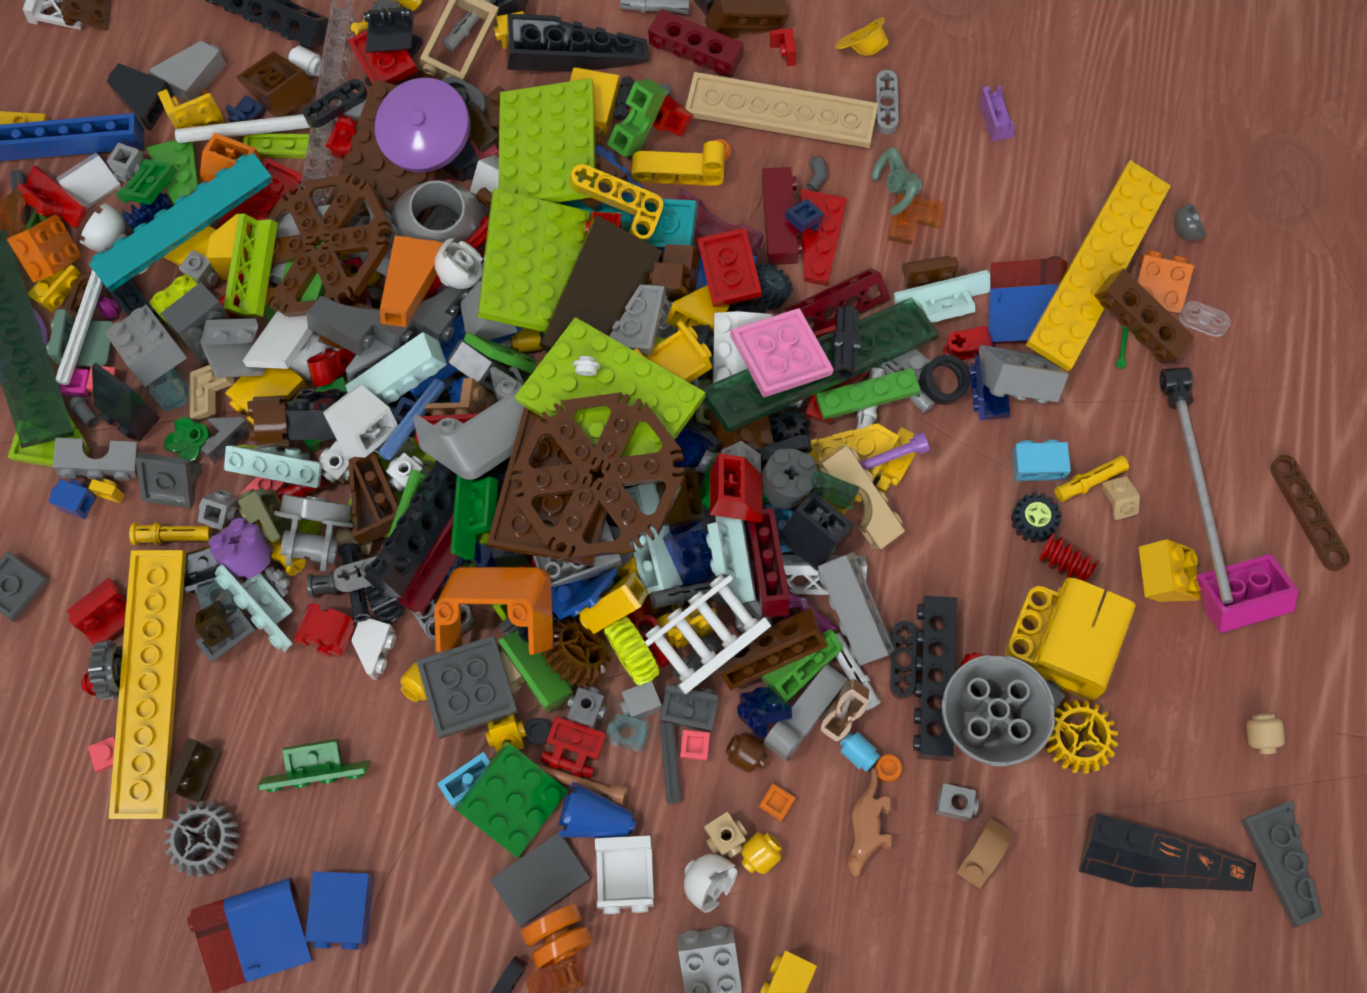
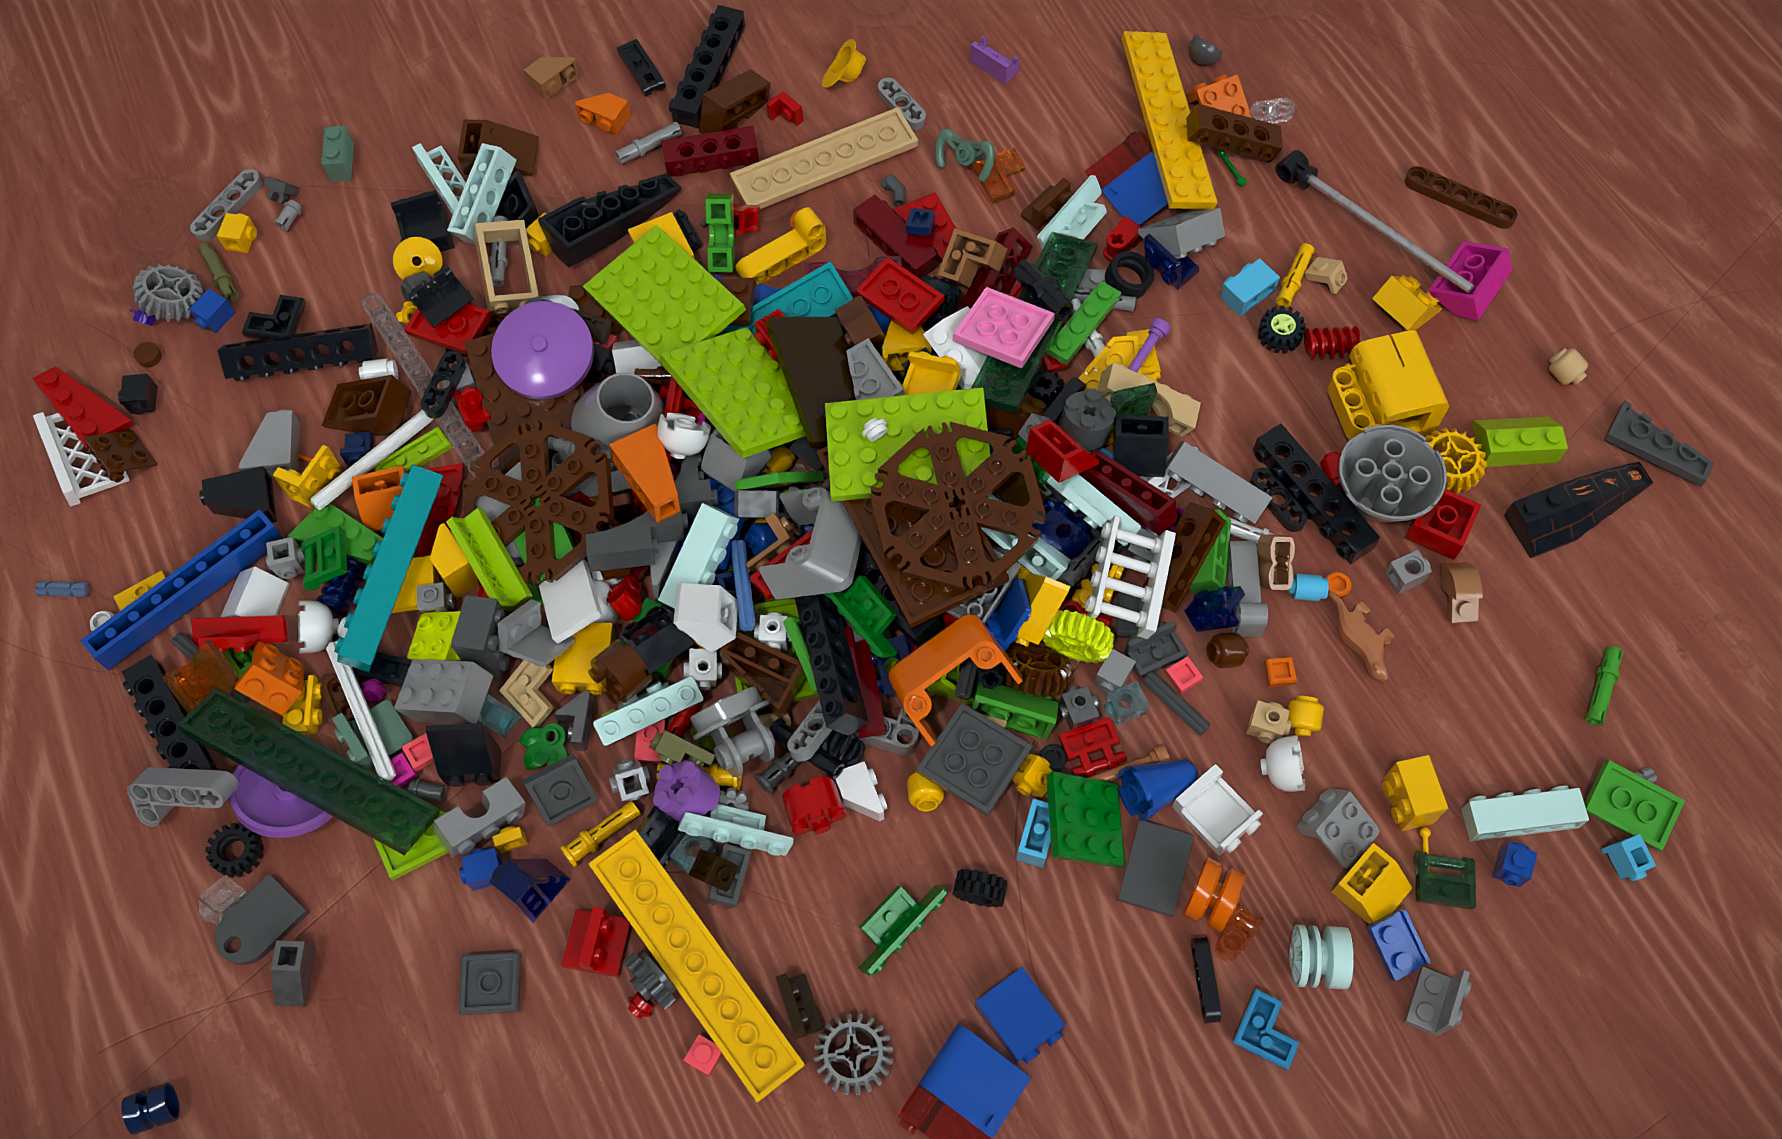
camera: 40 degrees left, 5 degrees down
(83, 534) = (529, 884): none -> clear blue wedge
(390, 789) = (980, 888): none -> black tyre
(614, 197) = (735, 296): yellow beam -> none
(817, 270) = (966, 253): none -> medium nougat brick
(1022, 786) = (1446, 525): none -> red brick
(1160, 763) = (1520, 441): none -> lime slope

